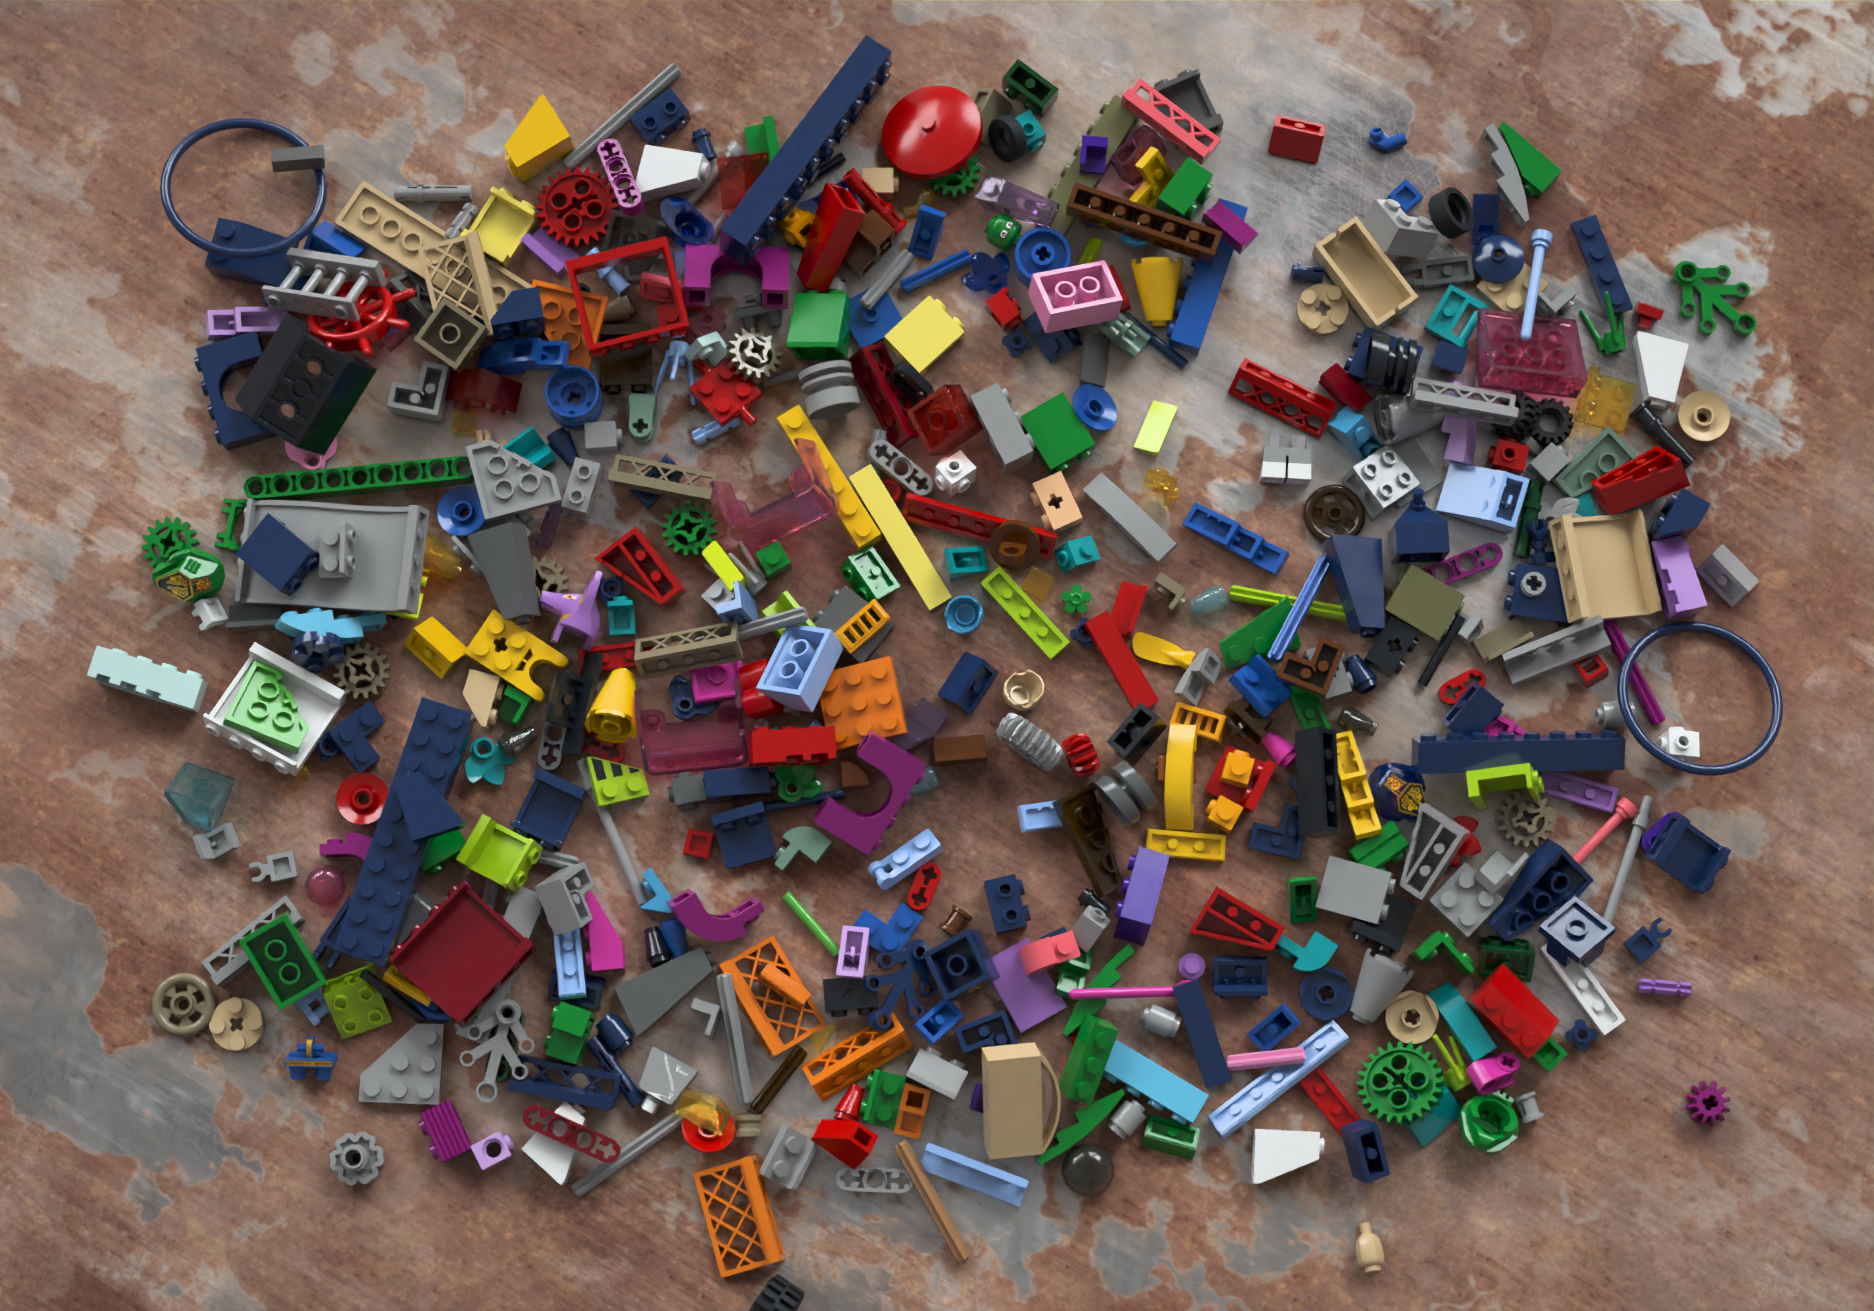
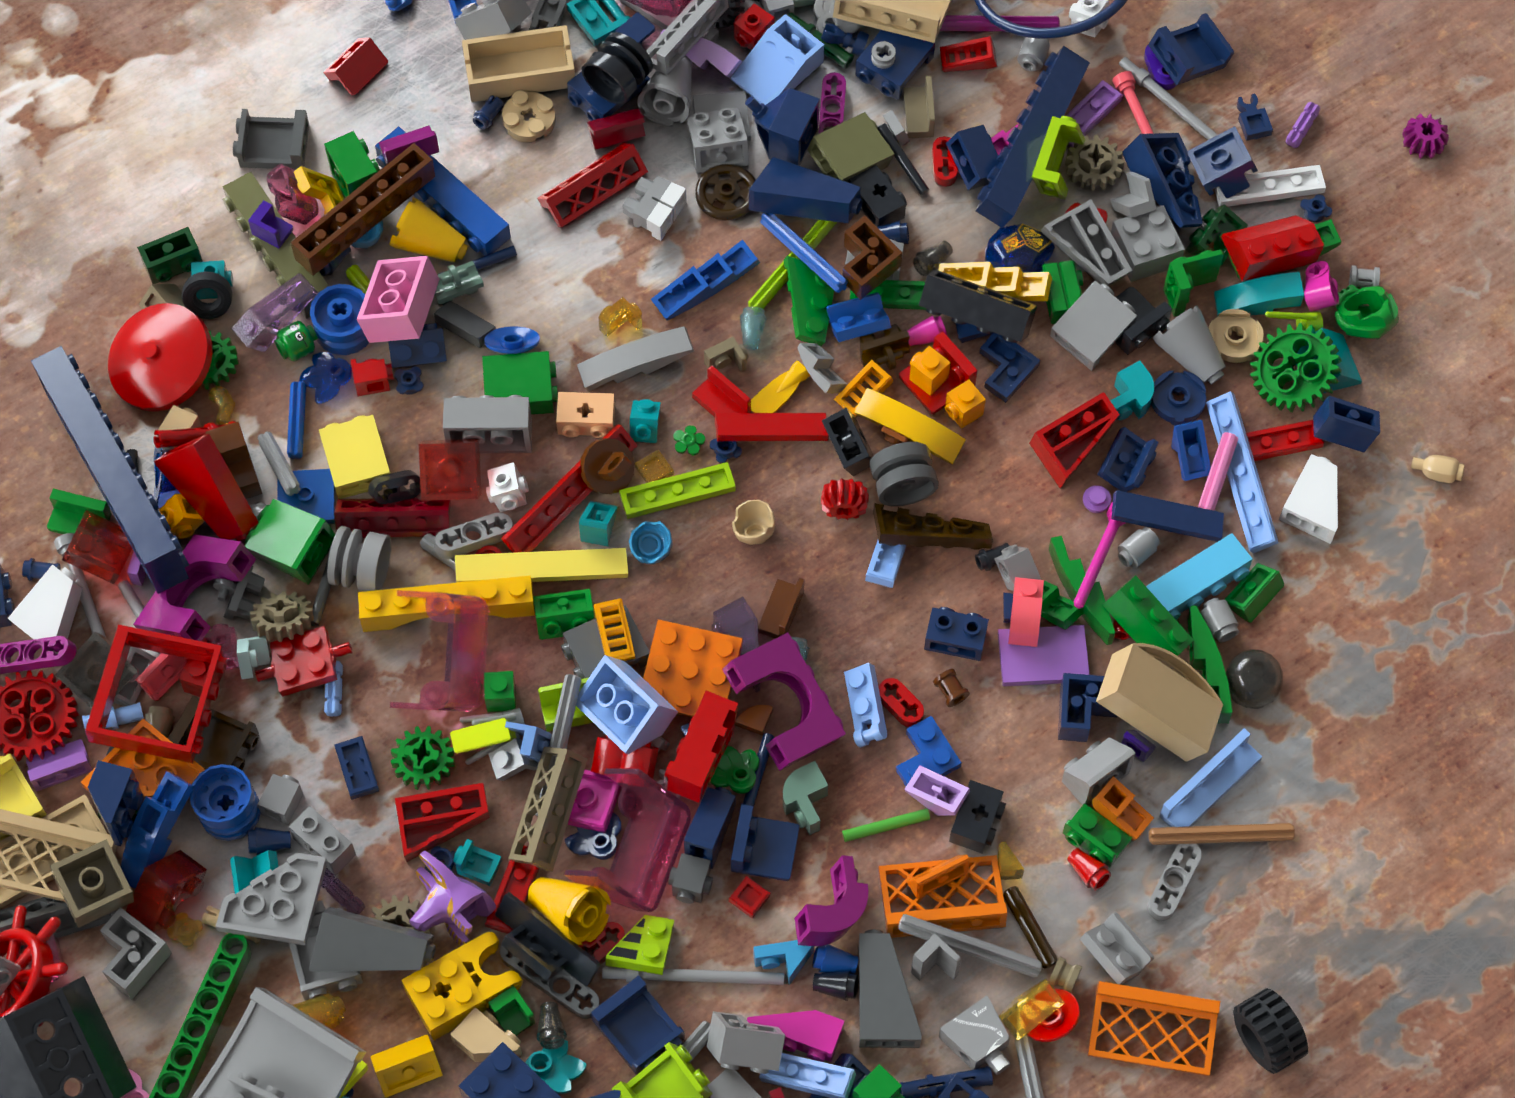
camera: 65 degrees left, 15 degrees down
(454, 504) = (270, 960): blue dish -> none
(615, 1033) = (907, 1064): dark blue brick -> none
(642, 413) = (277, 749): sand green piece -> none
(662, 485) = (363, 760): dark tan fence -> none
(676, 357) = (241, 689): light blue plant -> none
(685, 222) = (107, 616): clear blue piece -> none
(845, 1140) = (1125, 883): red slope -> none
(859, 1059) = (1049, 832): orange fence -> none
(902, 983) = (966, 738): dark blue plant -> none
(927, 232) = (254, 406): blue slope -> none
(938, 1021) = (1045, 747): blue slope -> none
(961, 965) = (999, 696): dark blue brick -> none
(968, 682) = (717, 571): dark blue panel -> none
(1029, 742) = (808, 536): light grey gear -> none
(1140, 895) = (1009, 508): wedge -> none
(1155, 428) = (561, 300): neon yellow slope -> none
(1167, 126) = (277, 149): coral fence -> none
(1187, 844) = (976, 454): yellow tile -> none
(1302, 899) = (1077, 375): green slope -> none
(1355, 433) = (662, 138): dark azure slope -> none
(1556, 651) = (953, 69): light grey fence -> none

